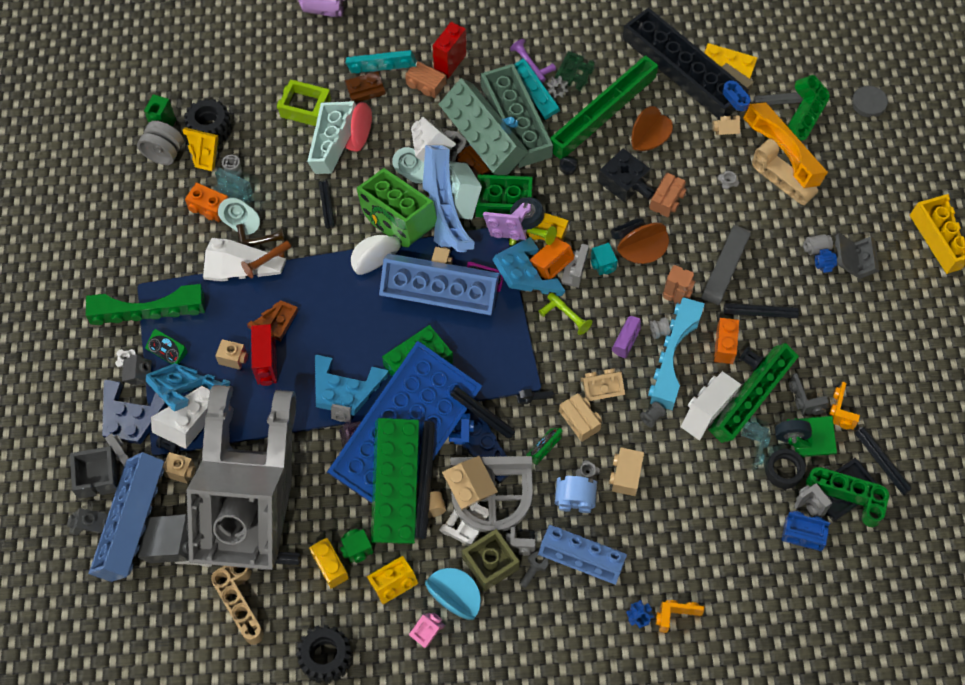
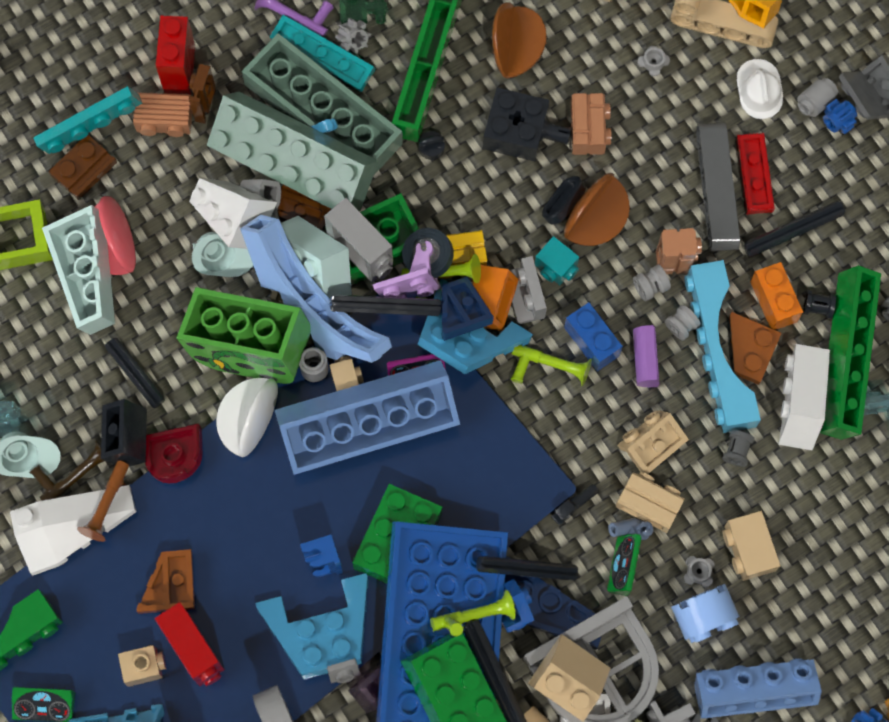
camera: 30 degrees left, 10 degrees up
(299, 229) = (124, 432): none -> black brick
(321, 254) = (174, 453): none -> dark red tile
(368, 341) = (321, 553): none -> blue hinge
(417, 414) = (453, 620): none -> lime piece
(426, 243) = (310, 357): none -> light grey brick
(452, 75) = (203, 92): none -> reddish brown plate
(485, 228) = (385, 305): none -> black axle
(492, 188) = (366, 245): none -> light grey window
(529, 253) = (462, 309): none -> dark blue wing
(567, 430) = (631, 526): none -> sand blue arm
(600, 309) = (593, 336): none -> blue brick
(654, 297) = (651, 283): none -> light grey wheel
(695, 363) = (751, 347): none -> dark orange wing
(754, 269) = (755, 173): none -> red tile
(785, 225) = (759, 89): none -> white piece

